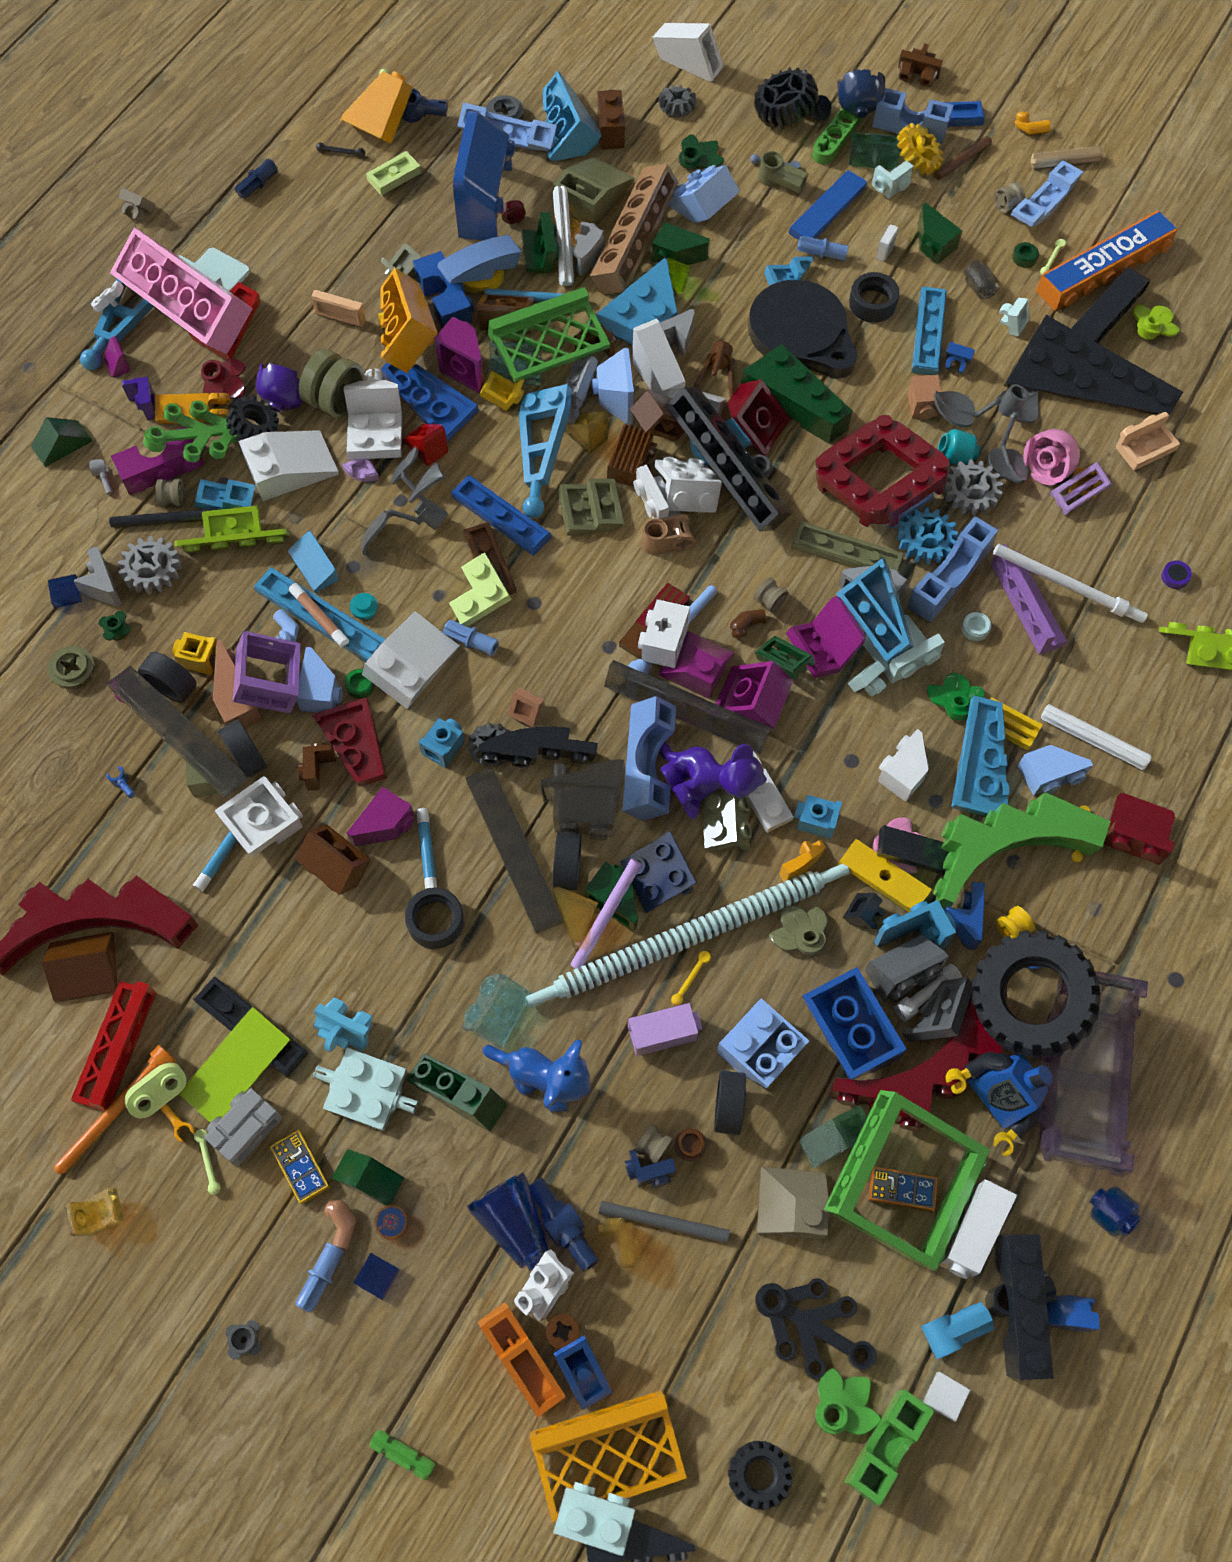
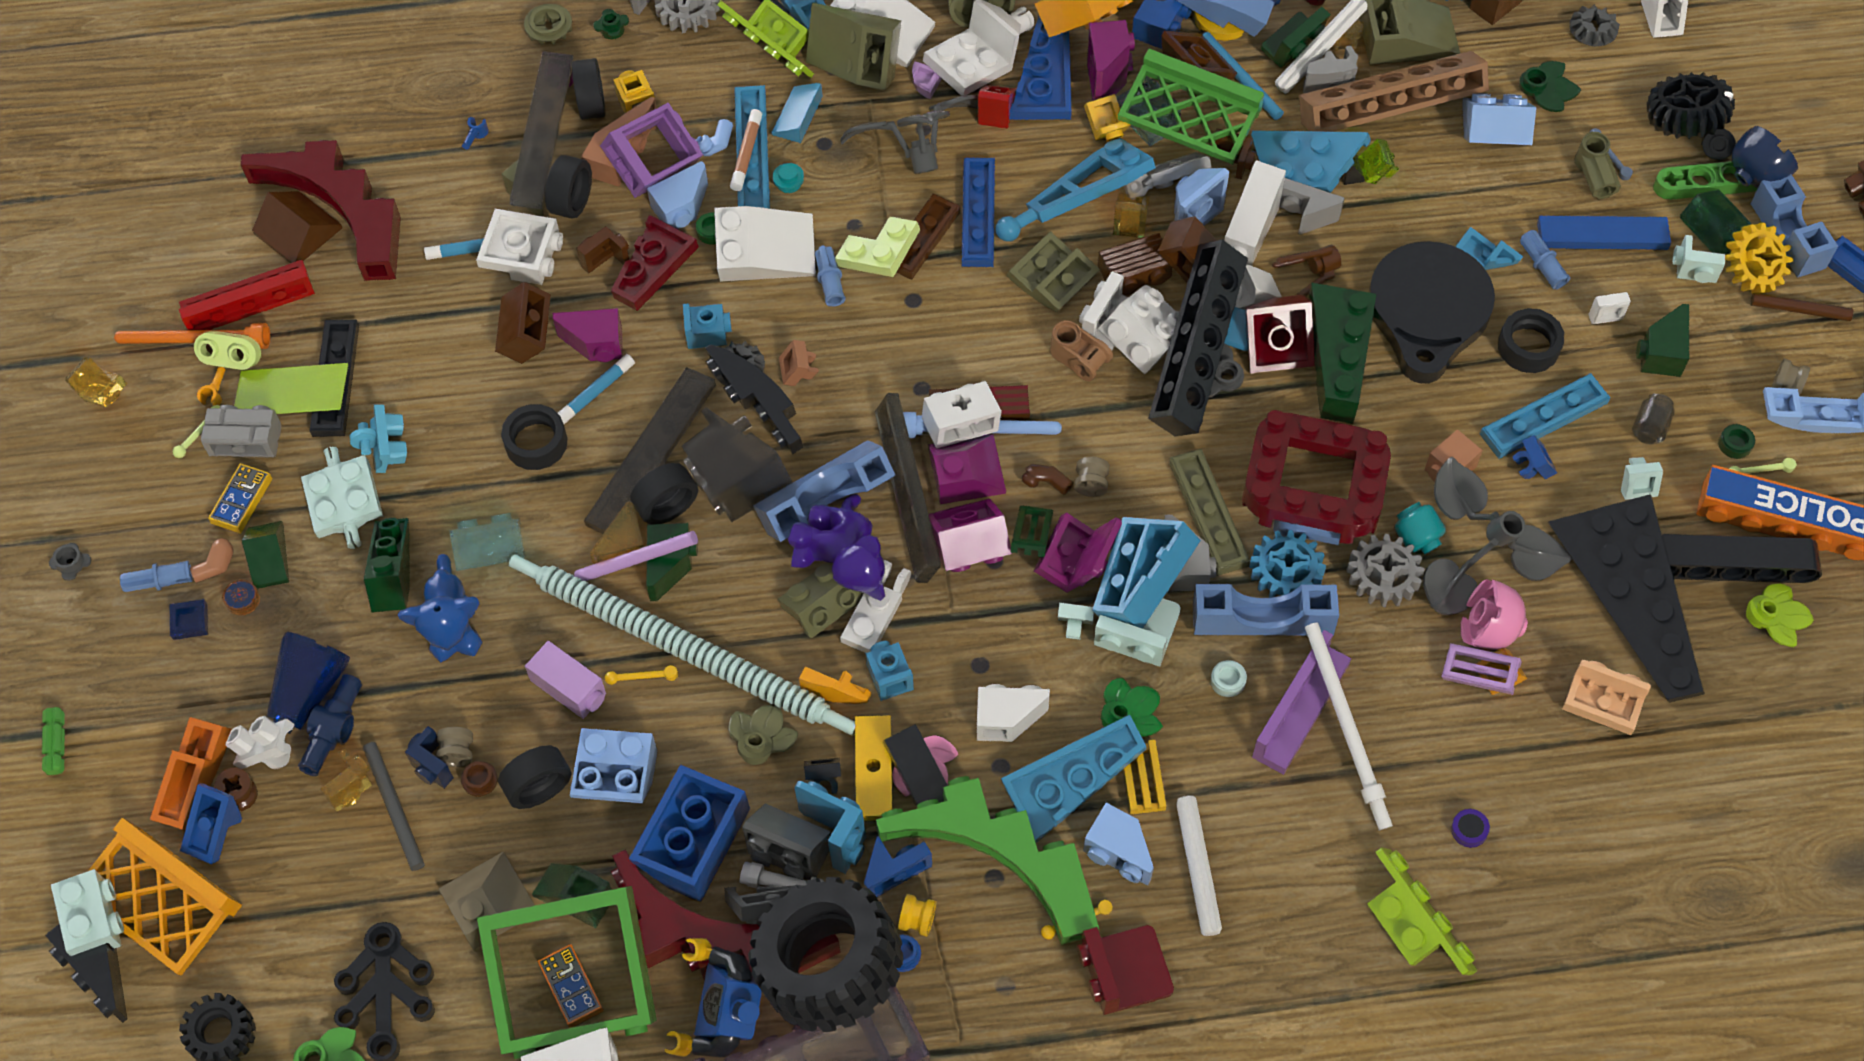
camera: 55 degrees right, 5 degrees down
(300, 487) = (854, 45): none -> olive slope
(662, 872) = (722, 579): dark blue hinge -> none
(679, 245) = (1413, 142): dark green slope -> none

